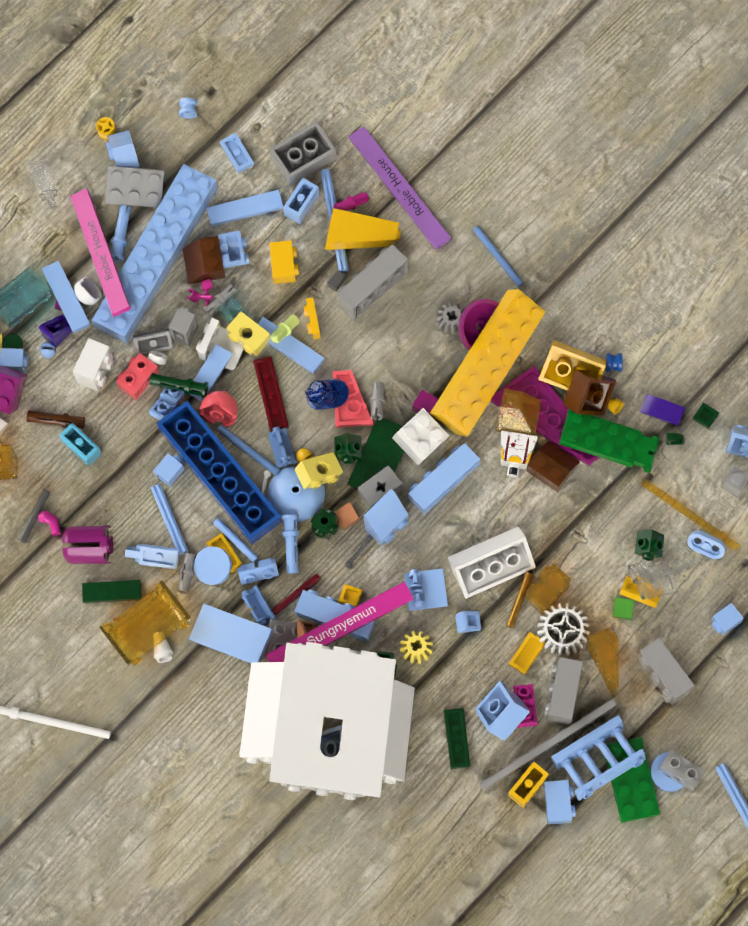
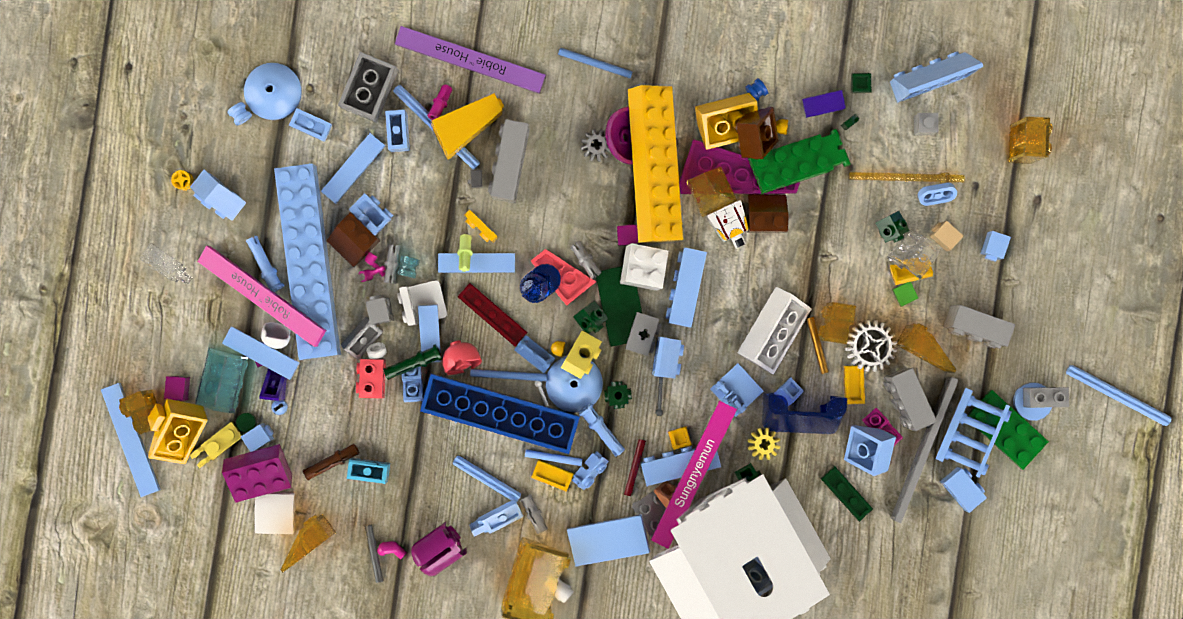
camera: 45 degrees left, 15 degrees up
(93, 365) = (329, 396): white brick -> none
(111, 591) = (484, 570): dark green tile -> none
(134, 186) = (246, 217): light grey plate -> none
(169, 469) = (456, 438): light blue brick -> none
(212, 565) = (551, 493): light blue tile -> none
(228, 119) = (282, 99): none -> light blue dish
(242, 325) = (450, 279): light yellow brick -> none
(261, 609) = (605, 497): medium blue hinge -> none
(282, 262) = (420, 194): yellow brick -> none
(347, 516) = (629, 374): nougat slope -> none
(463, 648) = (779, 419): none -> clear blue windscreen
(528, 784) = (932, 493): yellow brick -> none
(690, 582) = (946, 235): none -> tan brick

